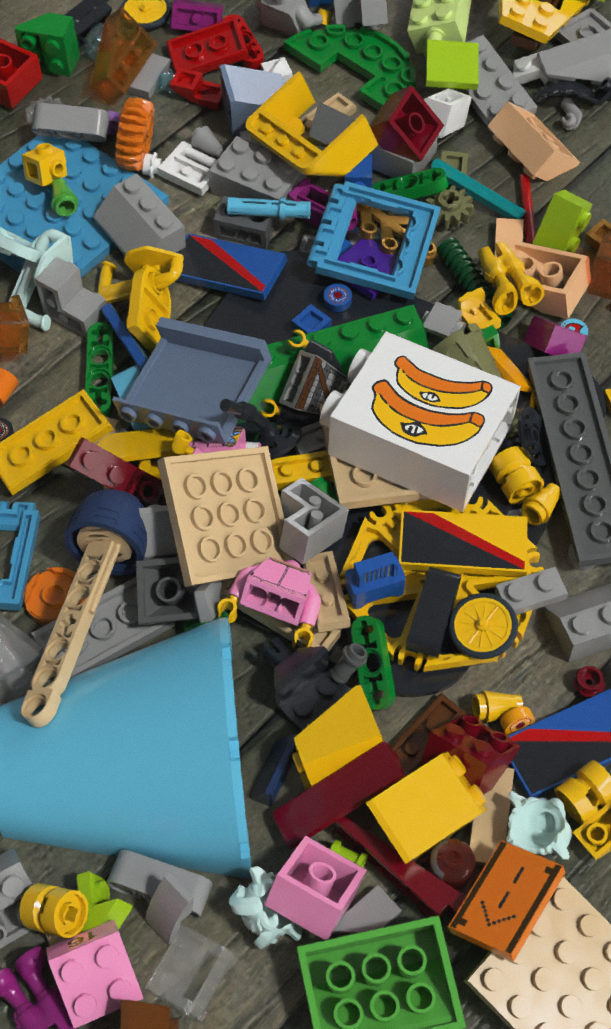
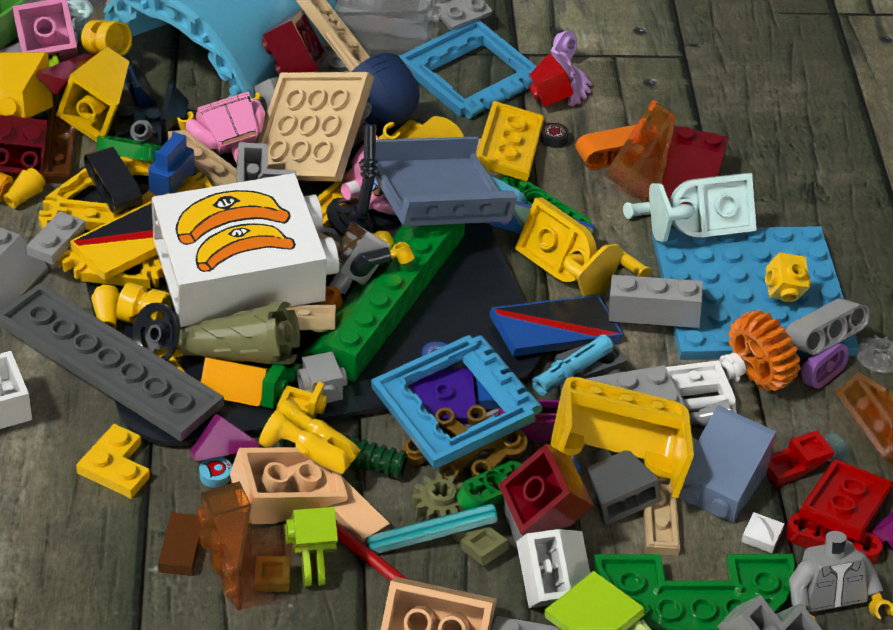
camera: 130 degrees right, 15 degrees down
(63, 199) = (742, 275): bright green cone -> none
(67, 299) = (630, 222): light grey brick -> none
(116, 473) = (416, 108): dark red slope -> none
(130, 631) = (294, 45): none -> dark red slope
(149, 76) = (860, 449): light grey tile -> none
(269, 804) = (102, 34): none -> yellow wheel
(311, 320) = (429, 318): blue plate -> none
(483, 626) = (70, 195): yellow wheel -> none

